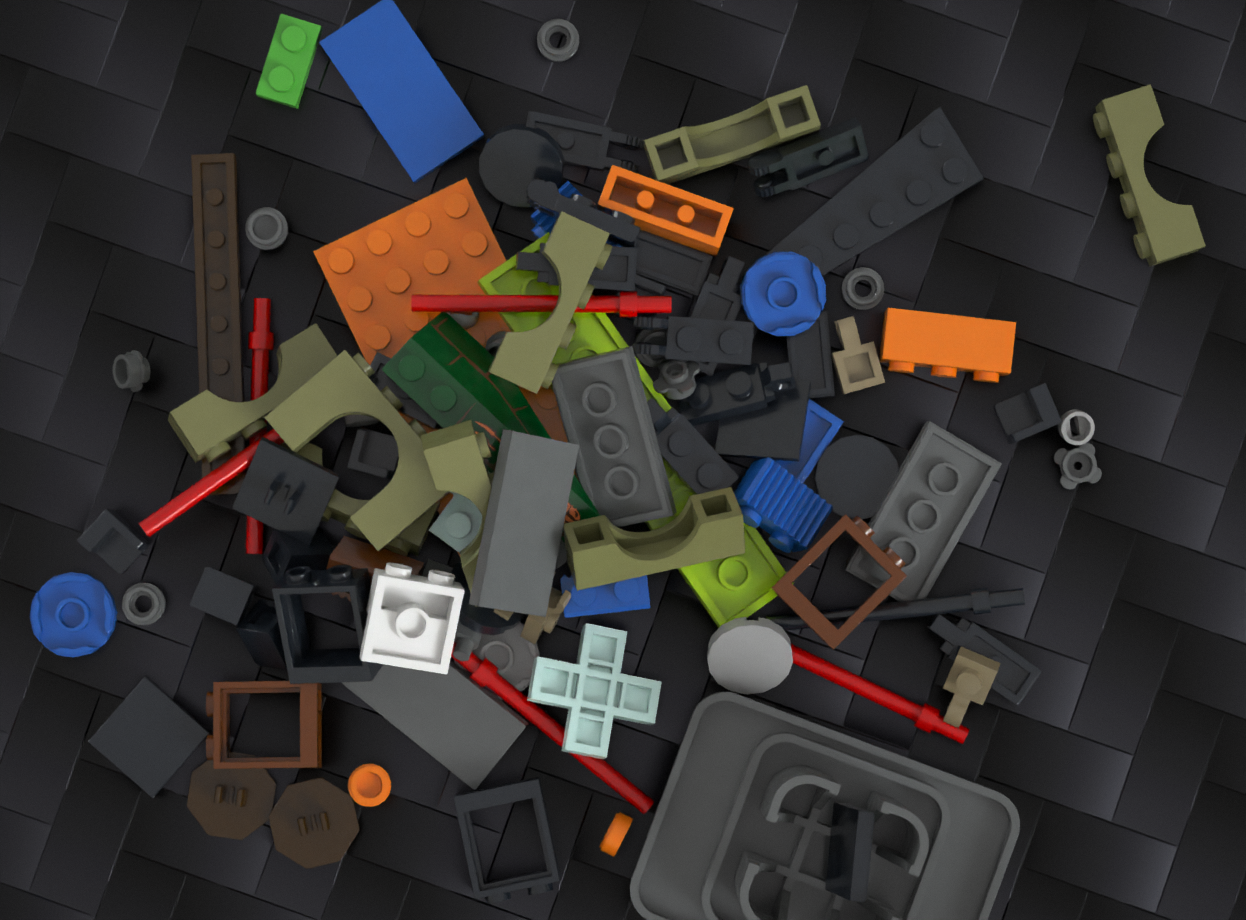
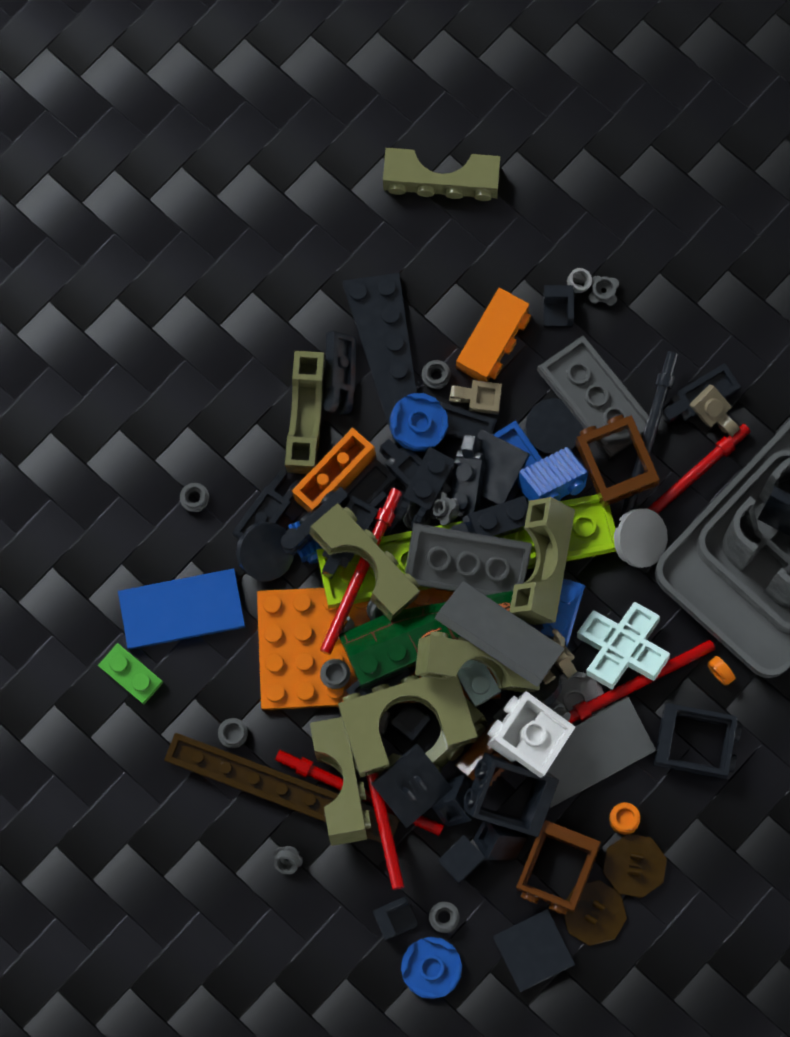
camera: 65 degrees left, 10 degrees down
(394, 327) = (335, 674): none -> dark grey plate

